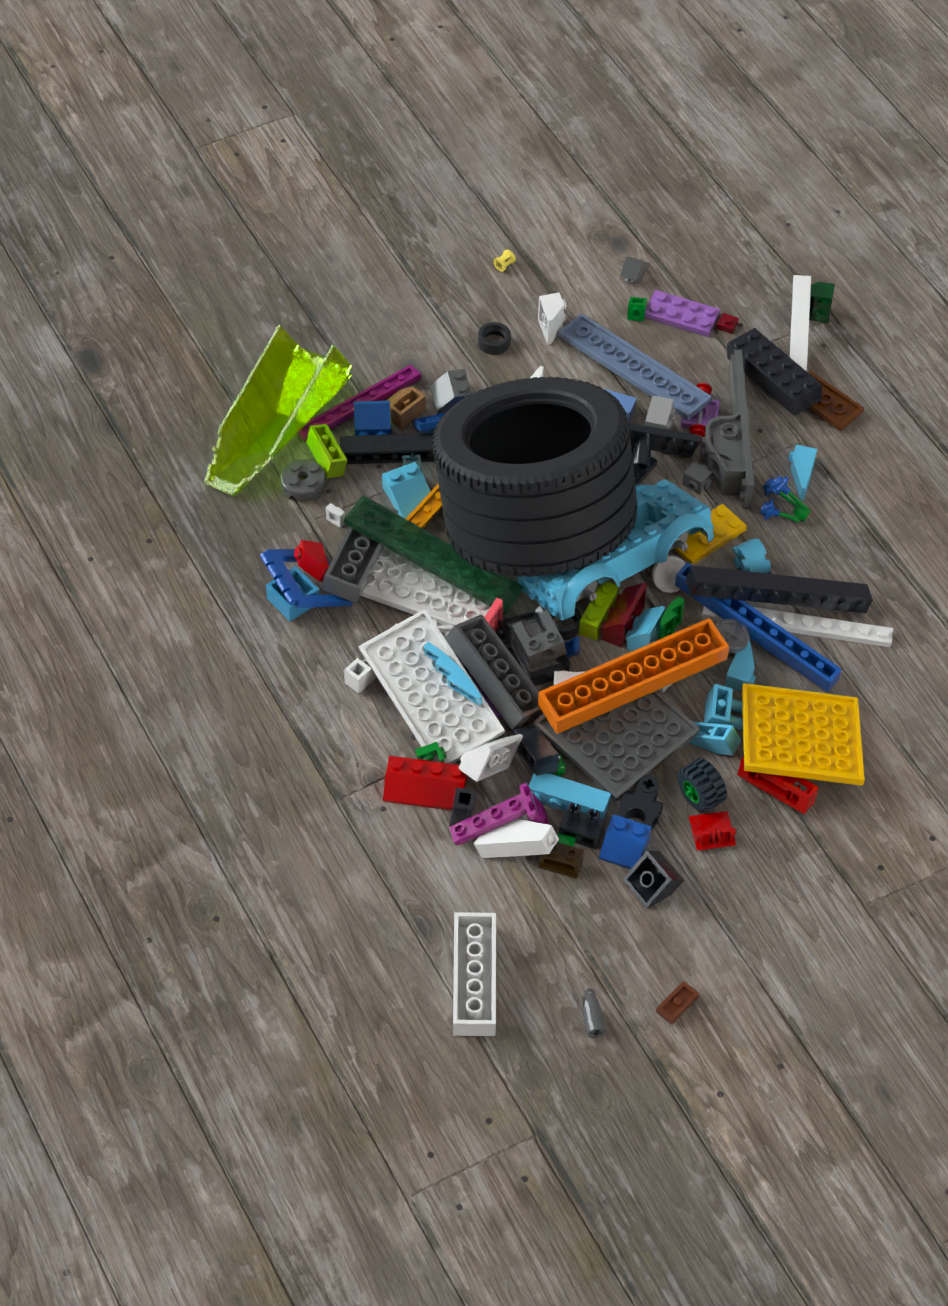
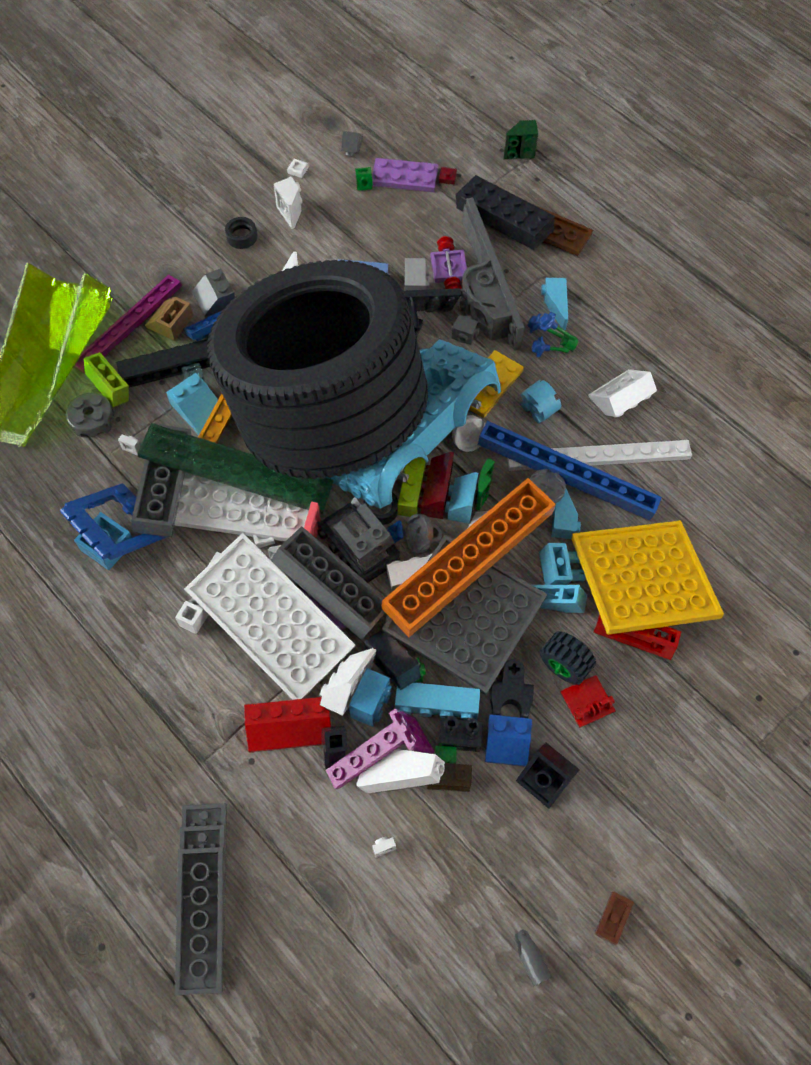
camera: 15 degrees left, 10 degrees up
(312, 559) = (115, 500): red slope -> none
(312, 899) = (201, 899): none -> dark grey slope
(372, 418) = (143, 336): blue slope -> none
(430, 751) = (283, 691): green bracket -> none
(456, 676) = (294, 603): medium azure slope -> none
(474, 974) = (397, 948): white brick -> none
(485, 899) = (383, 846): none -> white plate
(504, 260) = (232, 157): light yellow bush -> none
(505, 776) = (370, 697): none -> dark azure brick
(570, 284) = (297, 168): none -> white tile
(594, 651) = (420, 533): none -> flat silver tile
(634, 365) = (377, 232): sand blue plate -> none
(778, 589) = (577, 429): black brick -> none
(800, 319) = (514, 157): white tile -> none
(845, 568) = (624, 392): none -> white slope

